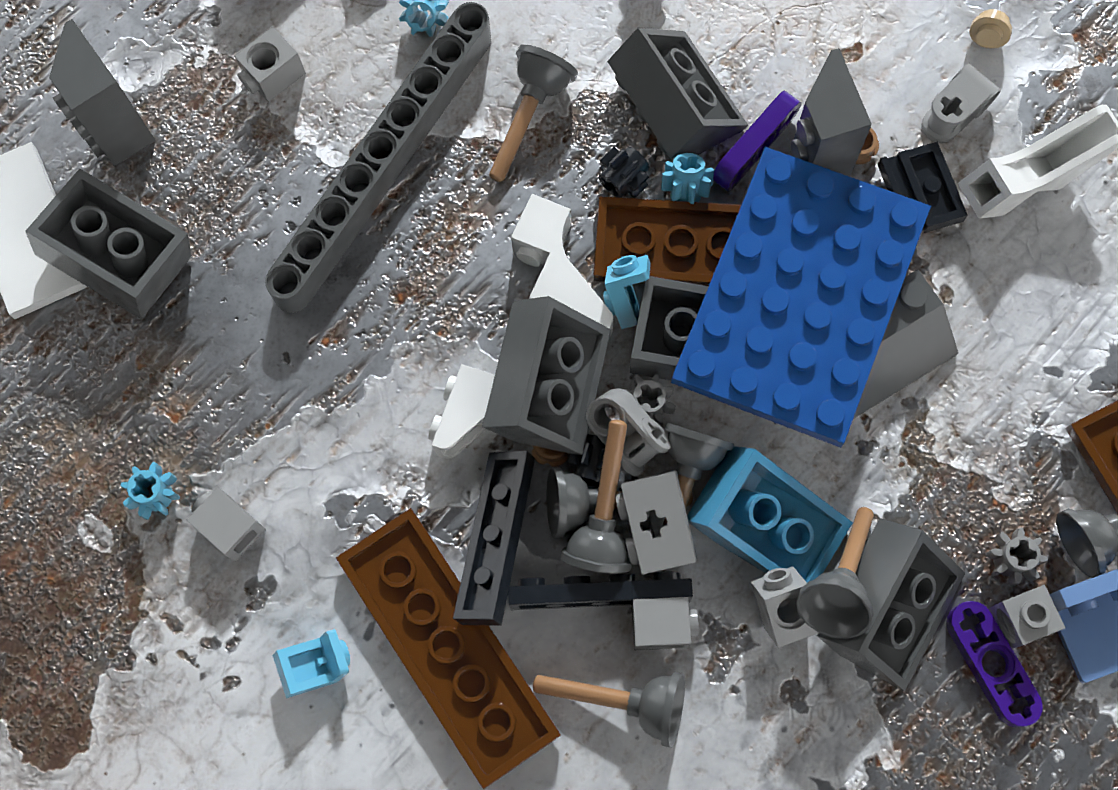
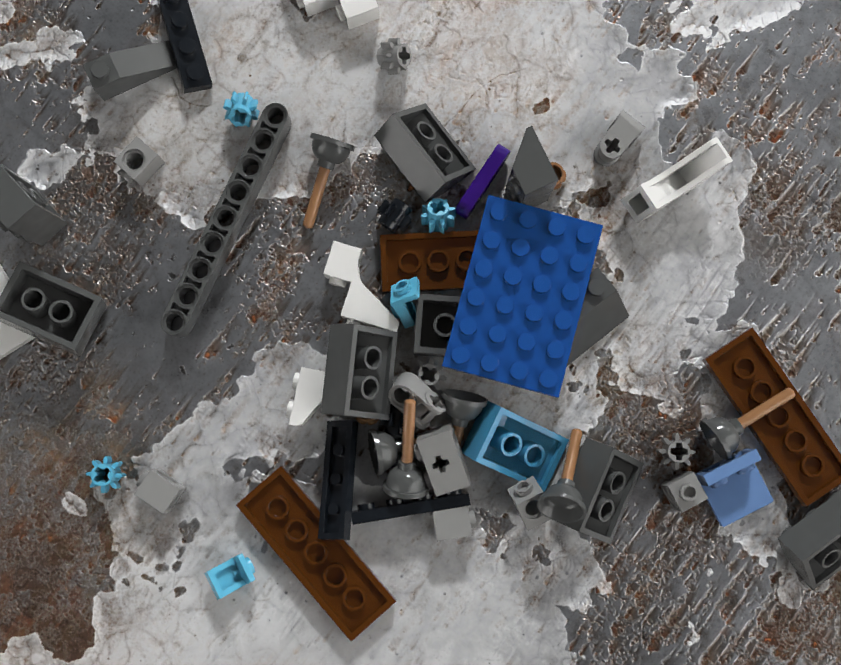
camera: 10 degrees left, 10 degrees up
(656, 706) = (454, 577): dark grey piece -> none
(925, 177) = (597, 201): black plate -> none
(991, 29) = (636, 81): tan plate -> none
(1001, 699) = (671, 543): dark purple beam -> none

